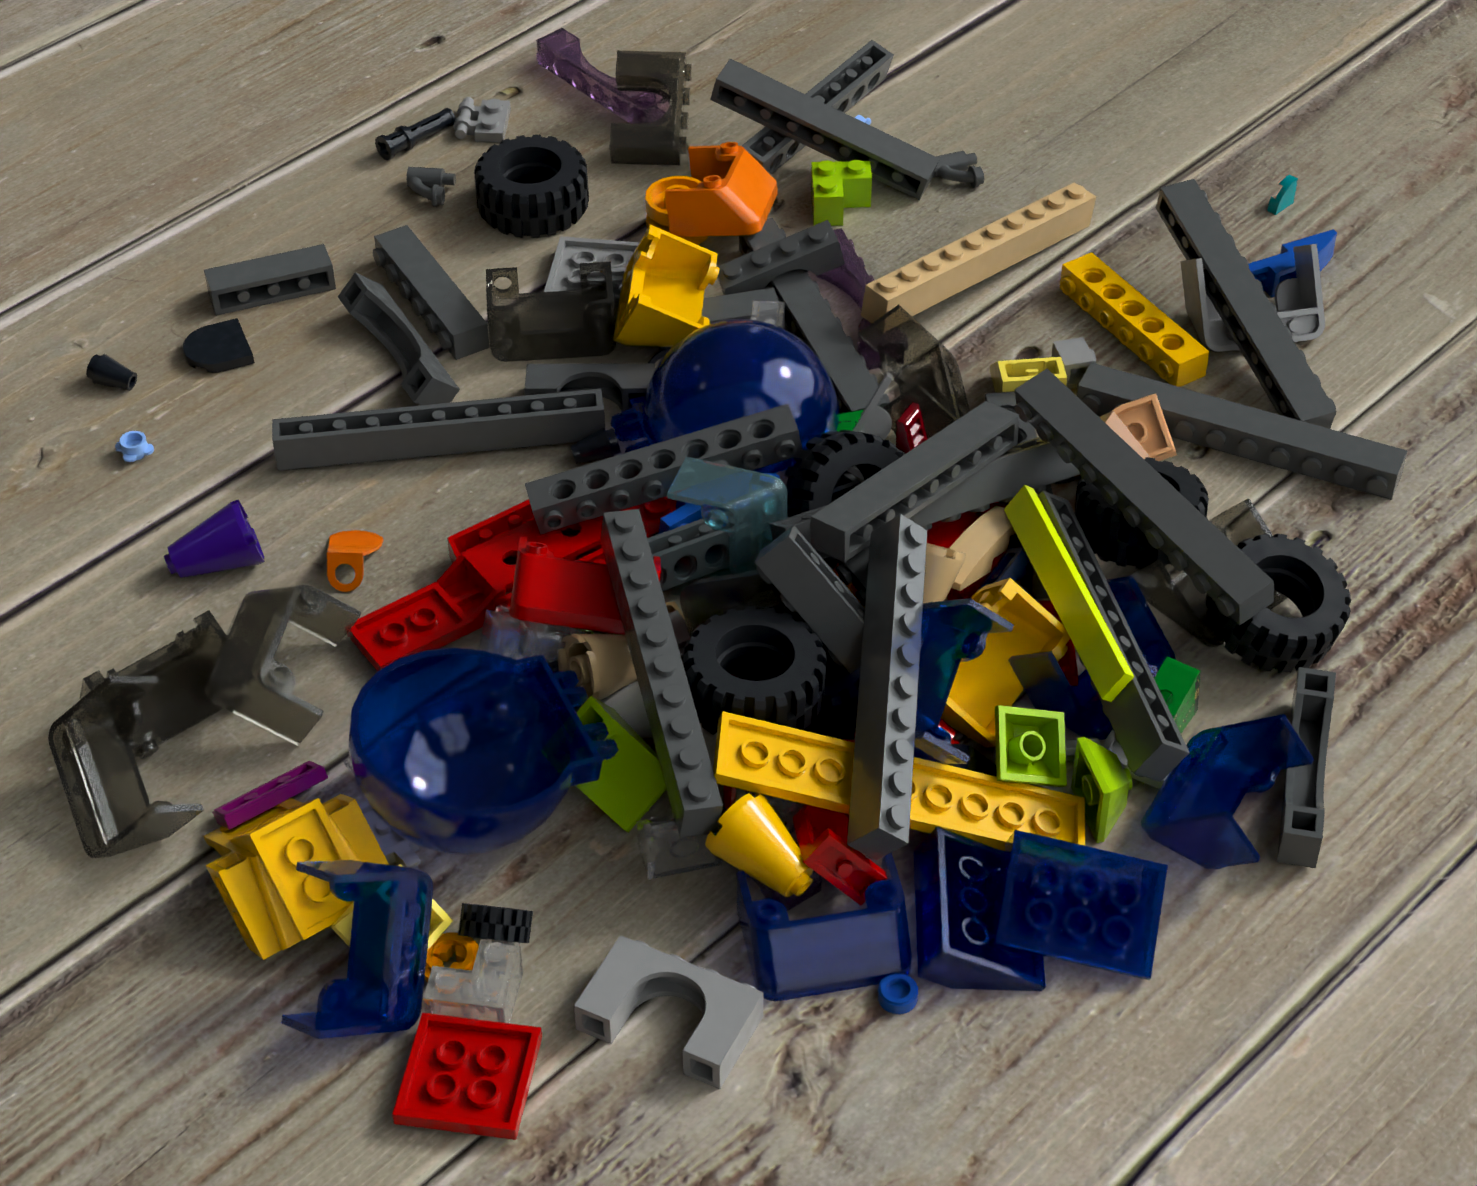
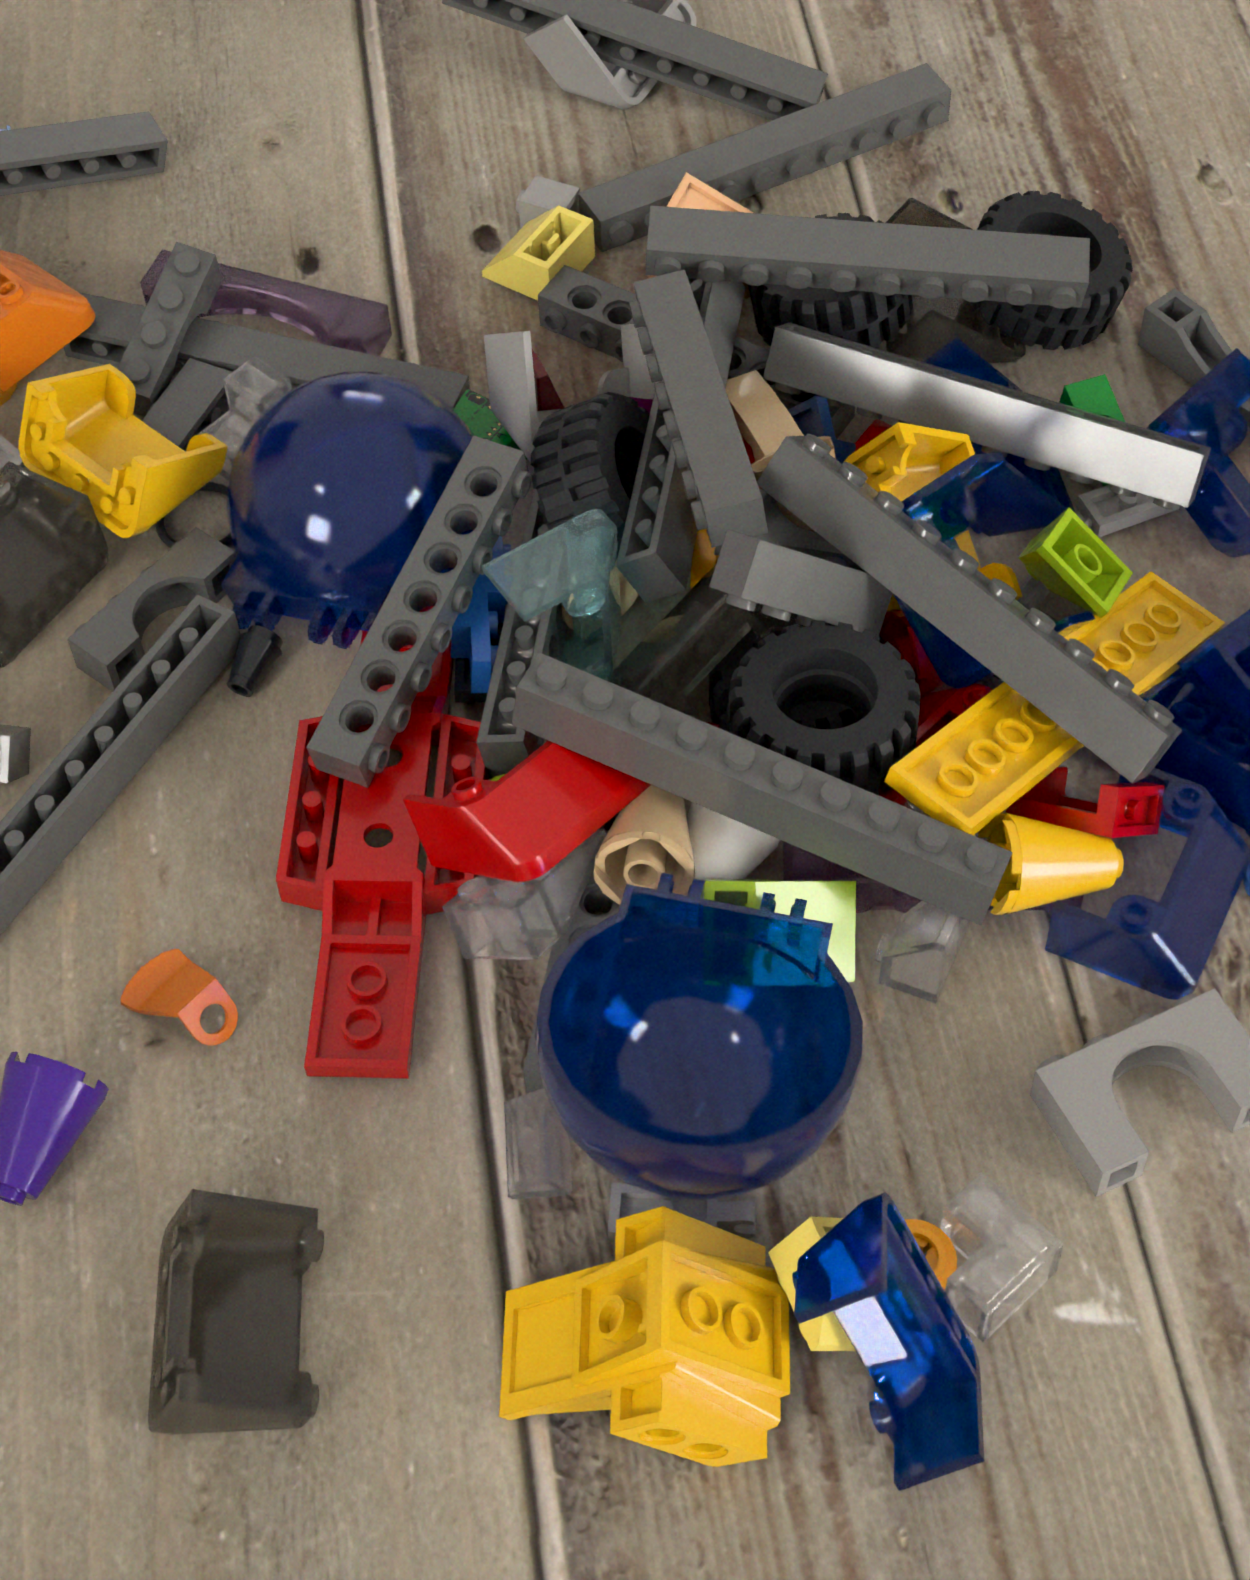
camera: 50 degrees left, 10 degrees up
(102, 773) = (351, 1482): clear smoke windscreen -> none
(247, 676) = (303, 1180): clear smoke windscreen -> none
(269, 794) = (505, 1304): magenta tile -> none
(468, 1076) = (1101, 1340): red plate -> none
(495, 923) = (924, 1177): black tyre -> none
(839, 187) = (86, 219): lime brick -> none
(920, 367) = (441, 326): clear smoke windscreen -> none
(955, 166) = (187, 108): dark grey plant -> none
(980, 253) = (334, 178): tan brick -> none
(1069, 594) = (925, 399): neon yellow tile -> none
(1102, 783) = (1160, 547): lime slope -> none
(1134, 320) = (535, 129): yellow brick -> none

